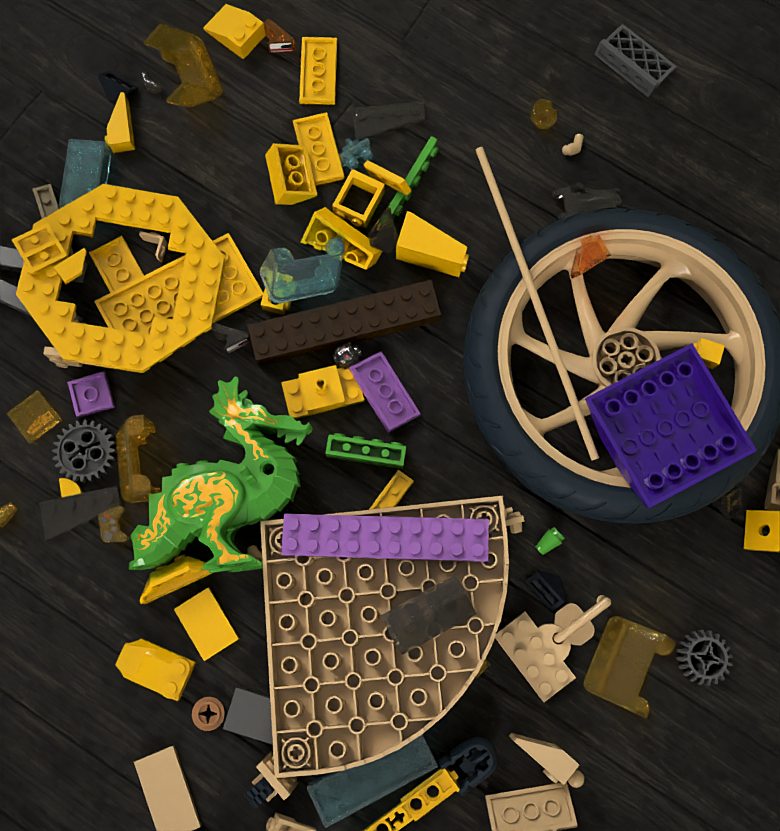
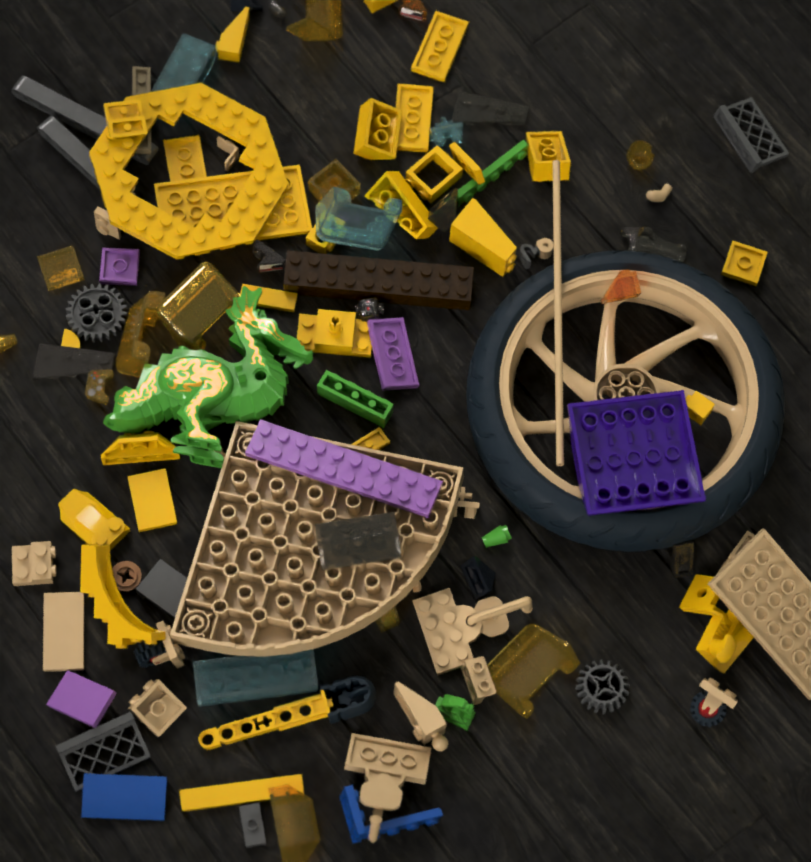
camera: 15 degrees right, 10 degrees down
(71, 267) = (147, 145): yellow tile -> none
(113, 734) = (33, 564): none -> tan plate
(179, 414) = (196, 305): none -> clear yellow windscreen
(202, 755) = (109, 605): none -> yellow arch
(249, 375) = (275, 298): none -> yellow tile
(265, 237) = (333, 176): none -> clear yellow brick
(457, 143) = (542, 151): none -> yellow slope
(486, 238) = (542, 249): none -> leg
(575, 736) = (456, 710): none -> bright green piece
(587, 697) = (478, 679): none -> tan bracket
(676, 186) = (744, 263): none -> yellow plate

